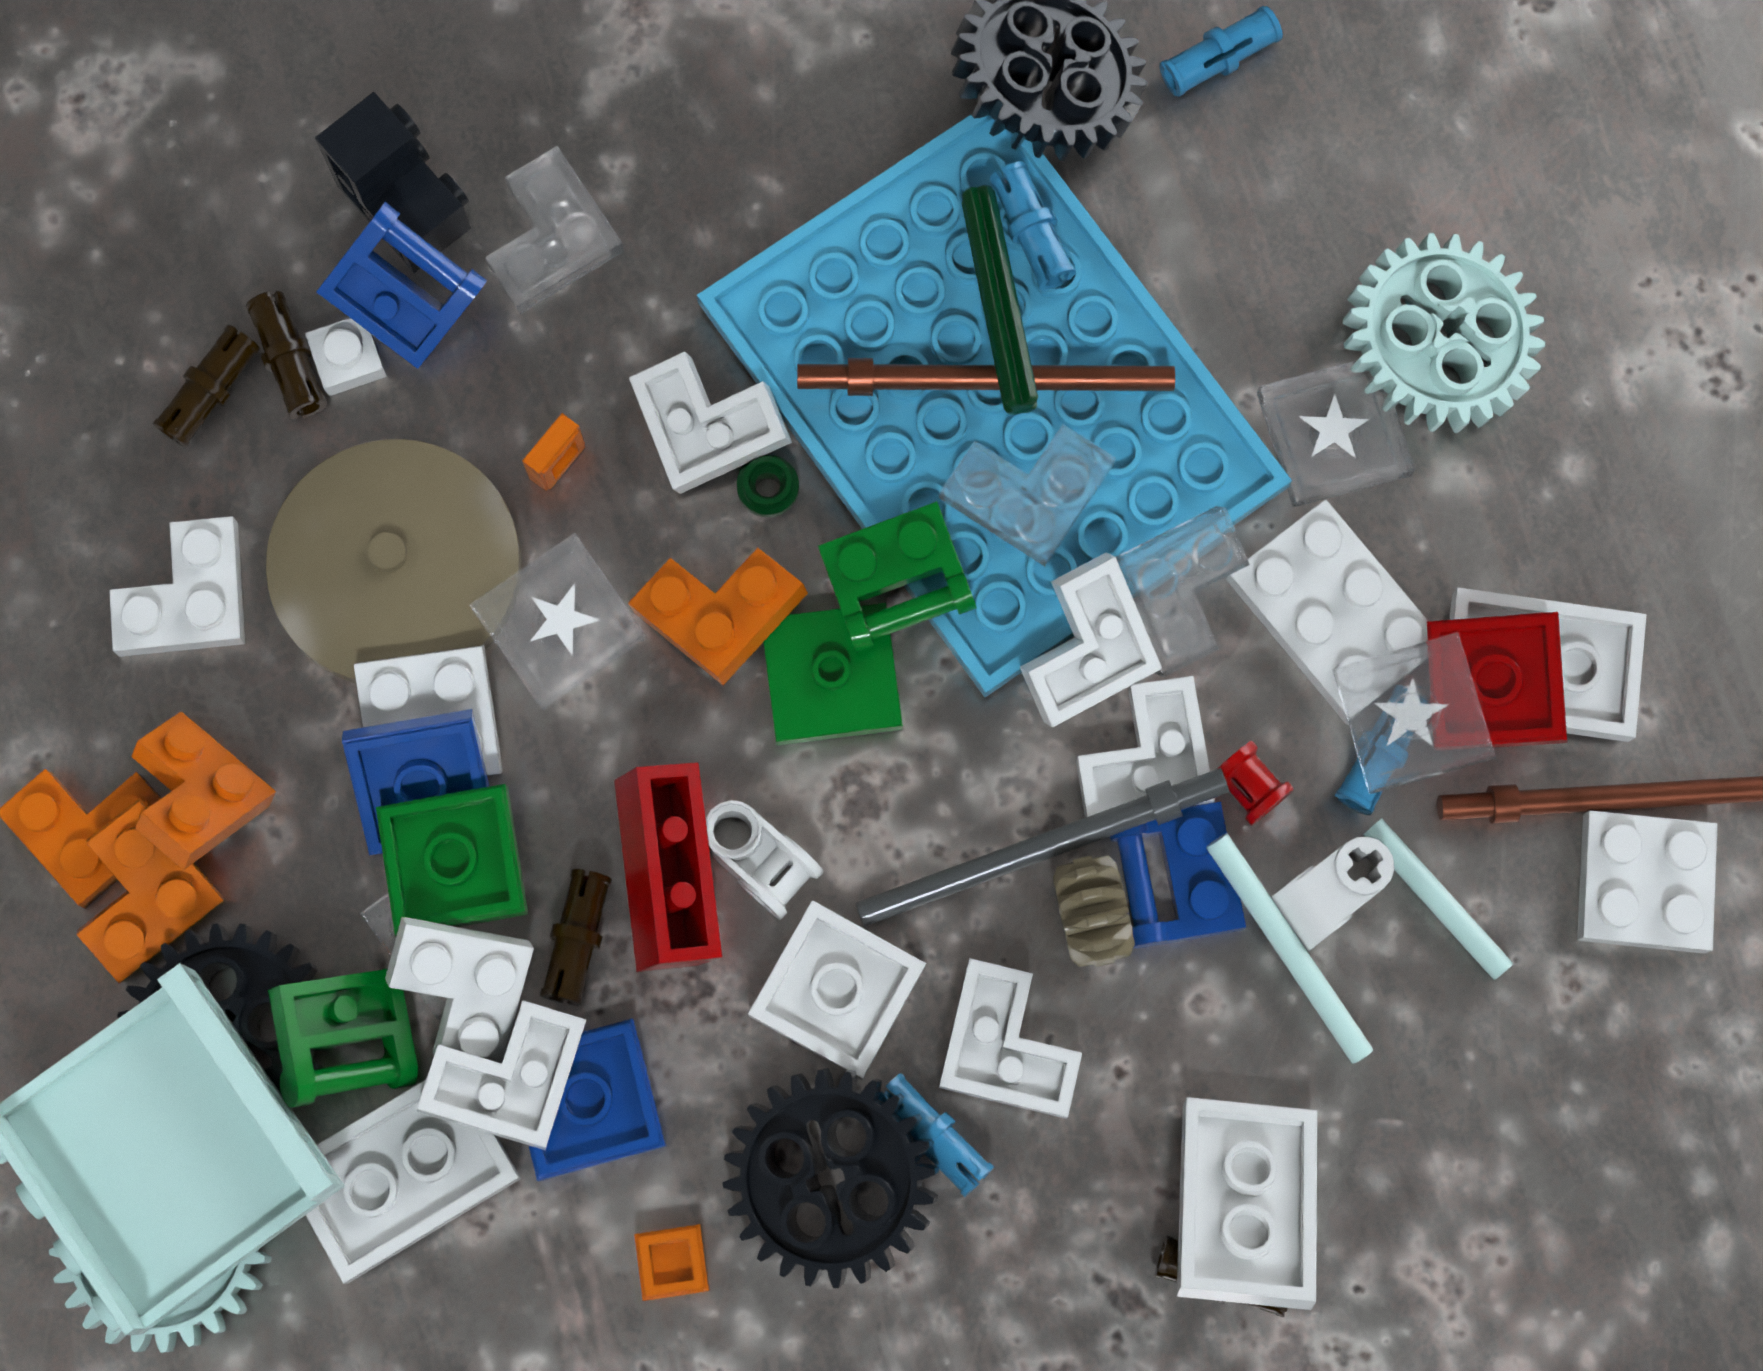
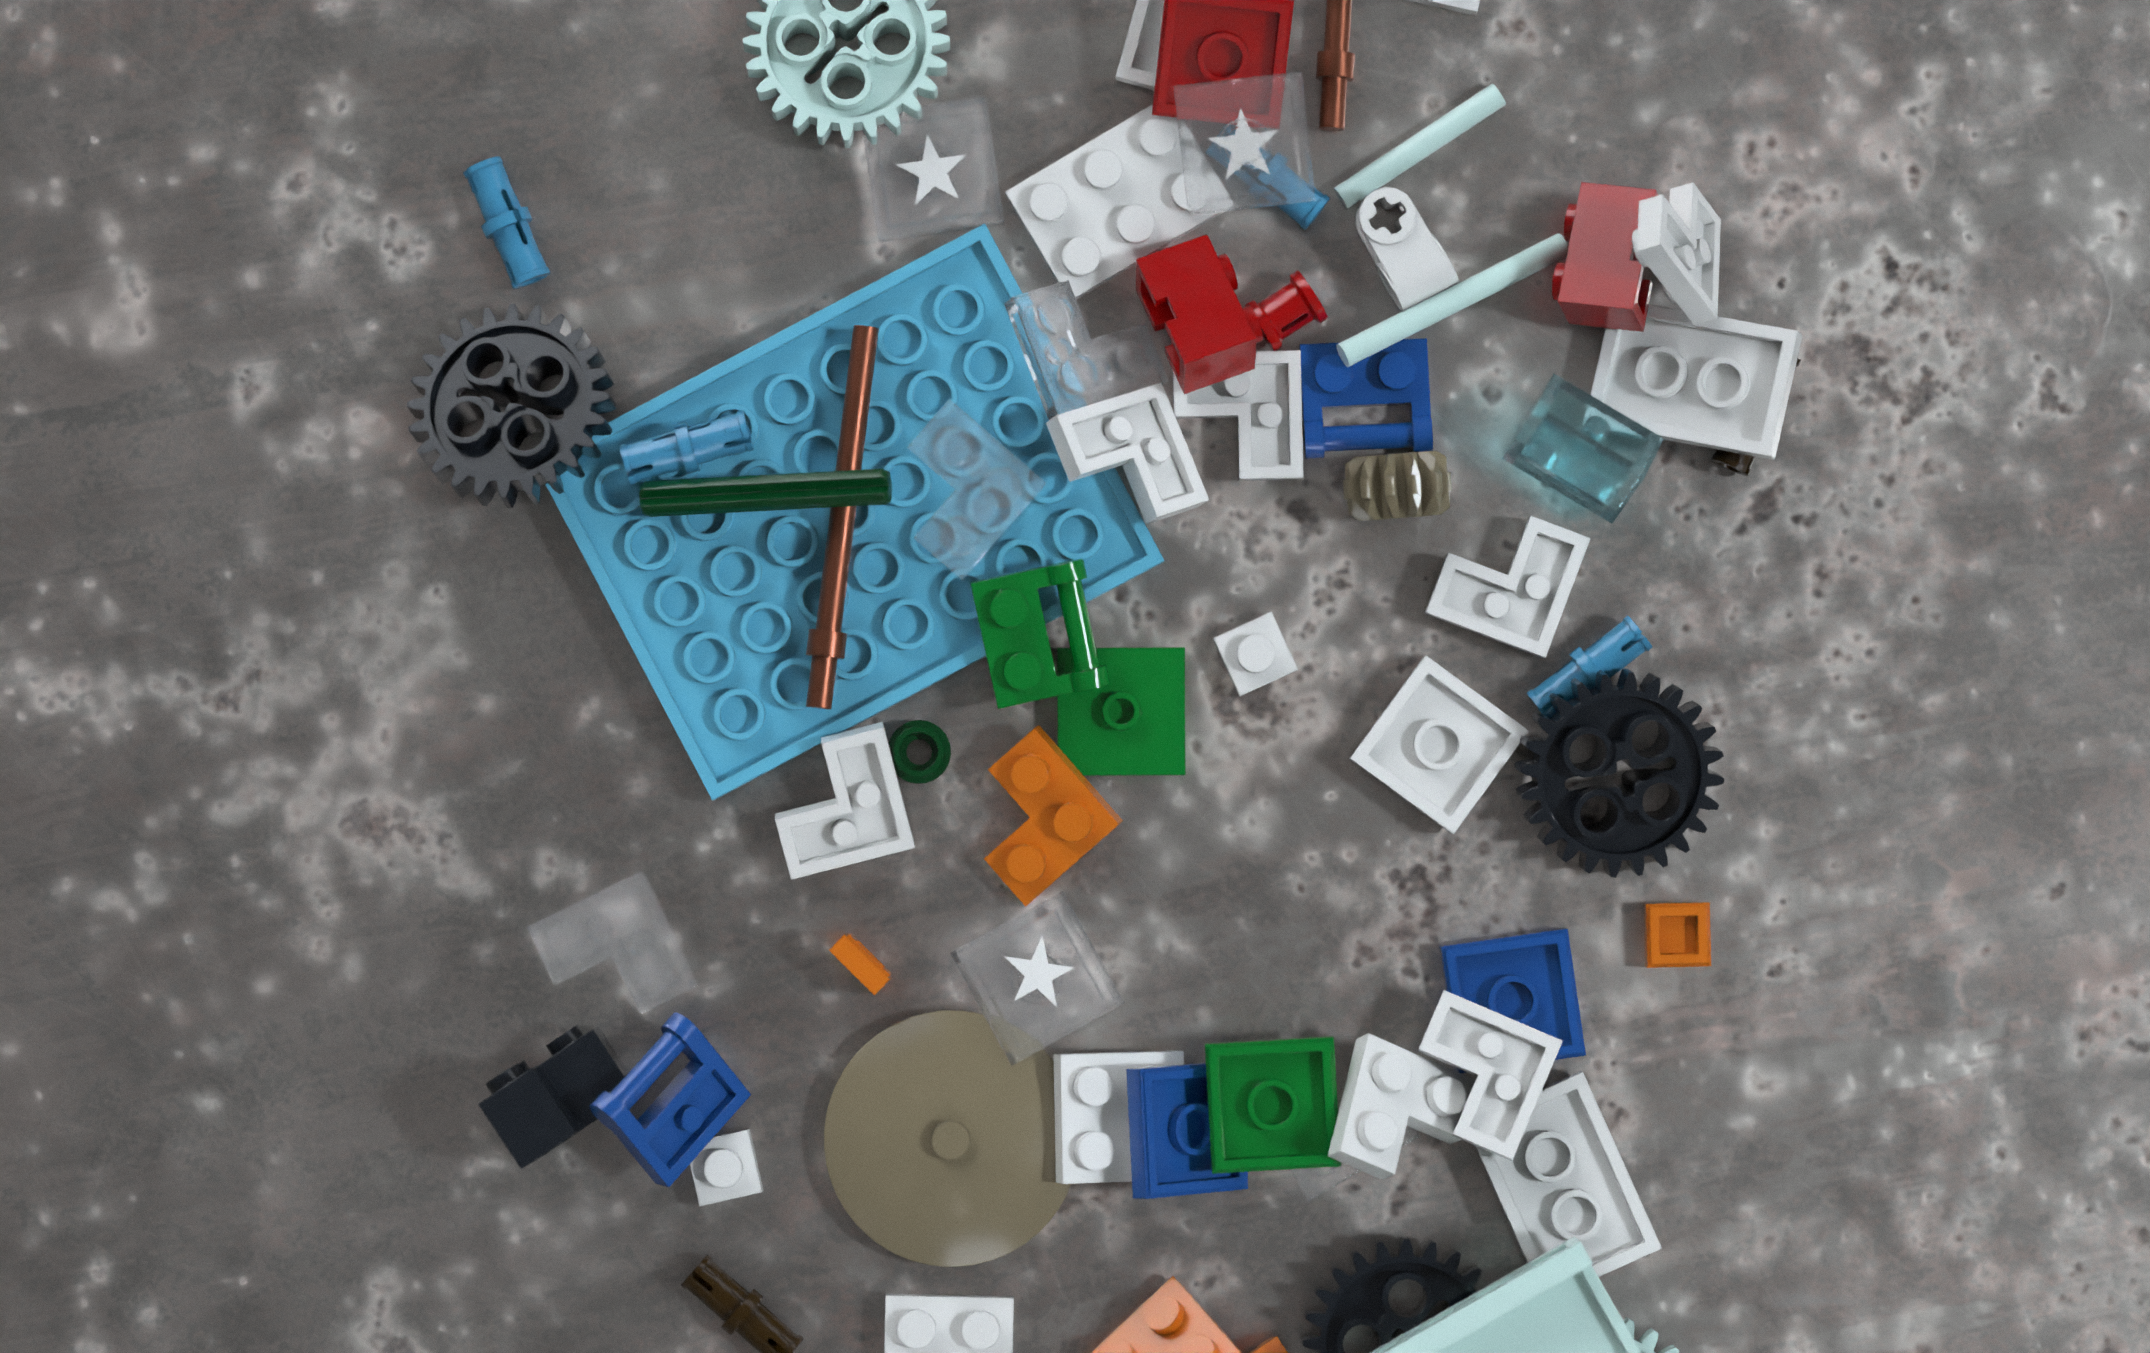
camera: 80 degrees left, 10 degrees up
(286, 354) = (718, 1227): dark brown pin -> none
(337, 1014) = (1410, 1233): green plate -> none
(576, 937) = (1355, 993): dark brown pin -> none
(667, 867) = (1303, 895): red brick -> none
(762, 858) = (1302, 803): white piece -> none
(905, 797) = (1255, 654): none -> white plate
(1159, 1095) = (1583, 448): none -> clear light blue brick
(1160, 804) = (1300, 404): dark grey bar -> none
(1235, 690) = (1195, 301): none -> red brick
(1360, 1096) = (1601, 273): none -> brick
(1381, 1168) = (1682, 249): none -> white plate

